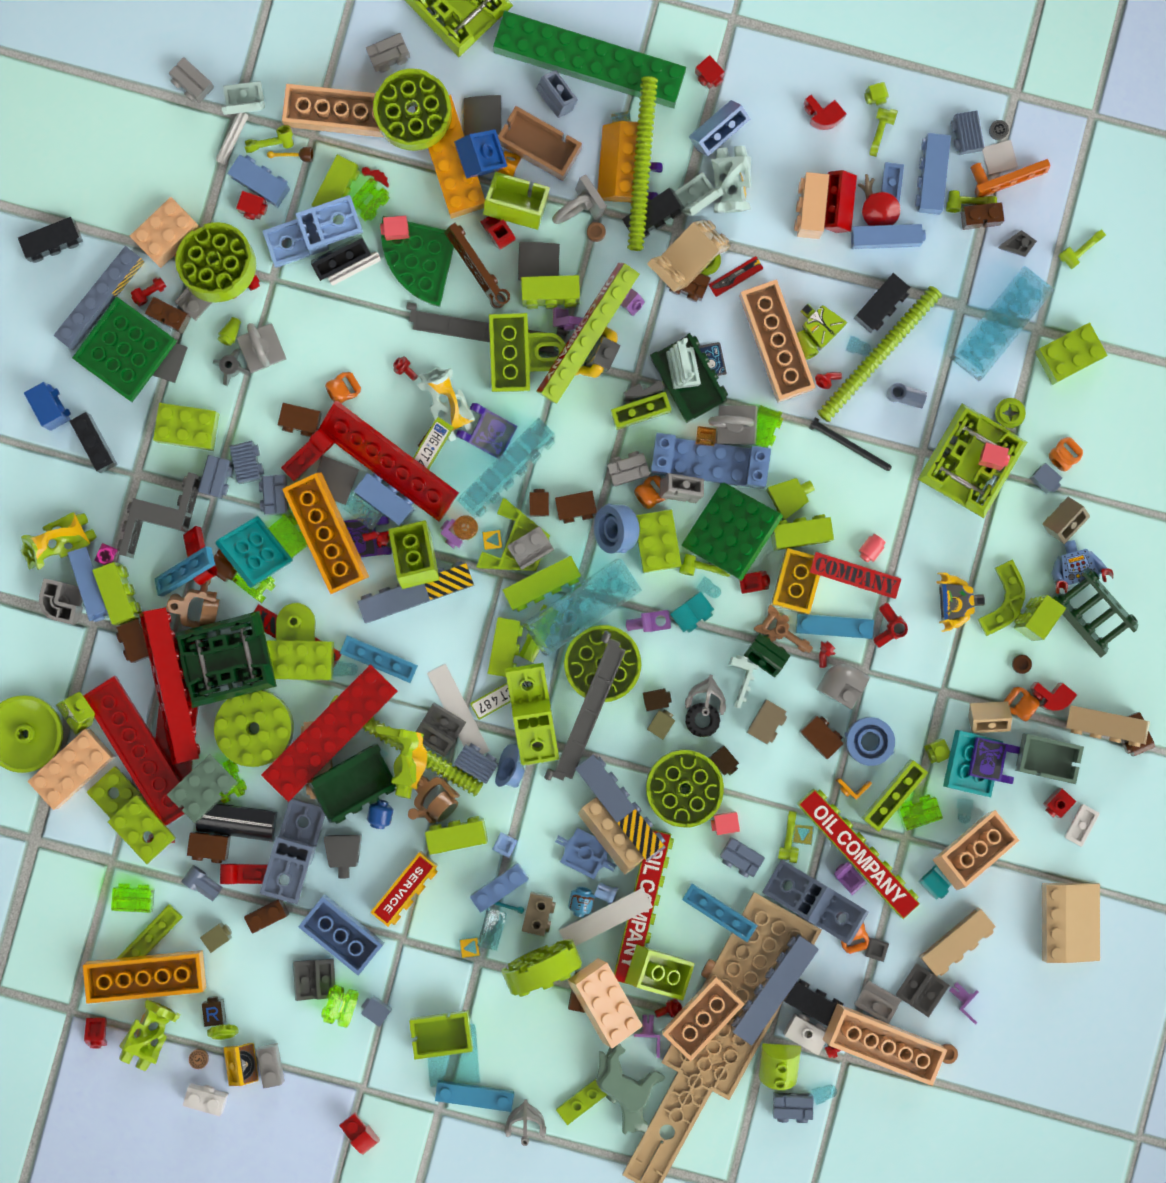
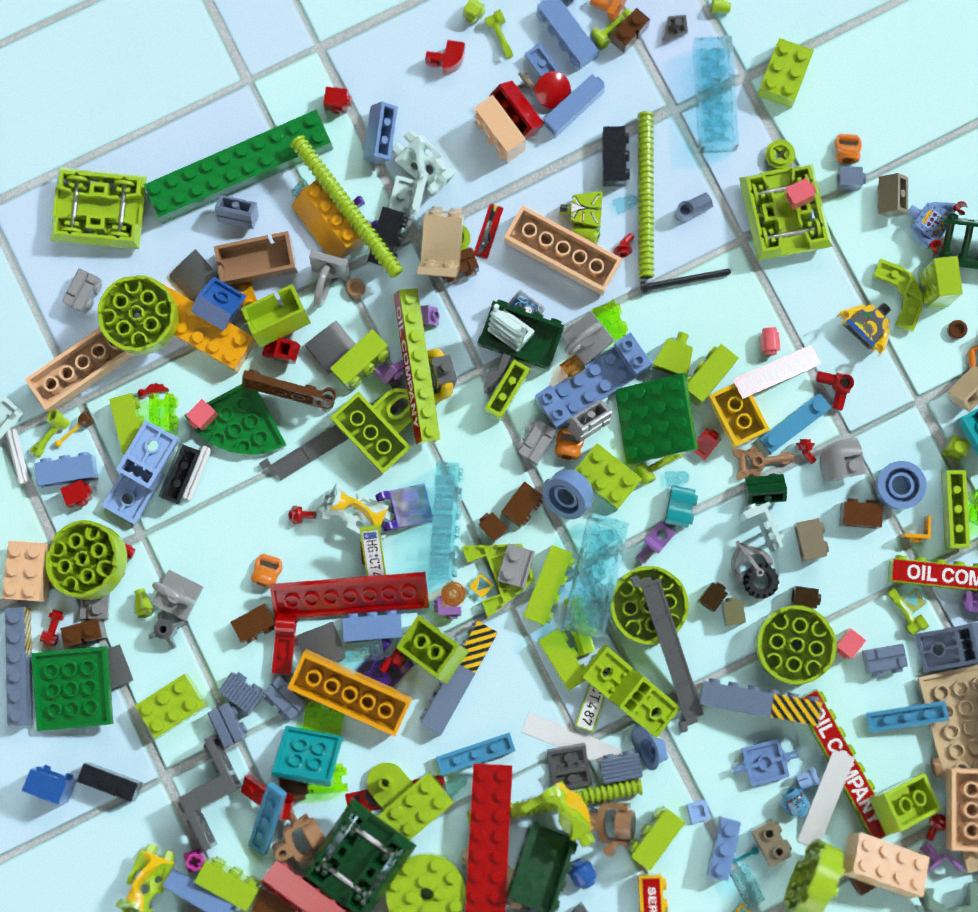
camera: 30 degrees left, 5 degrees down
(610, 835) = (773, 731): tan brick -> none

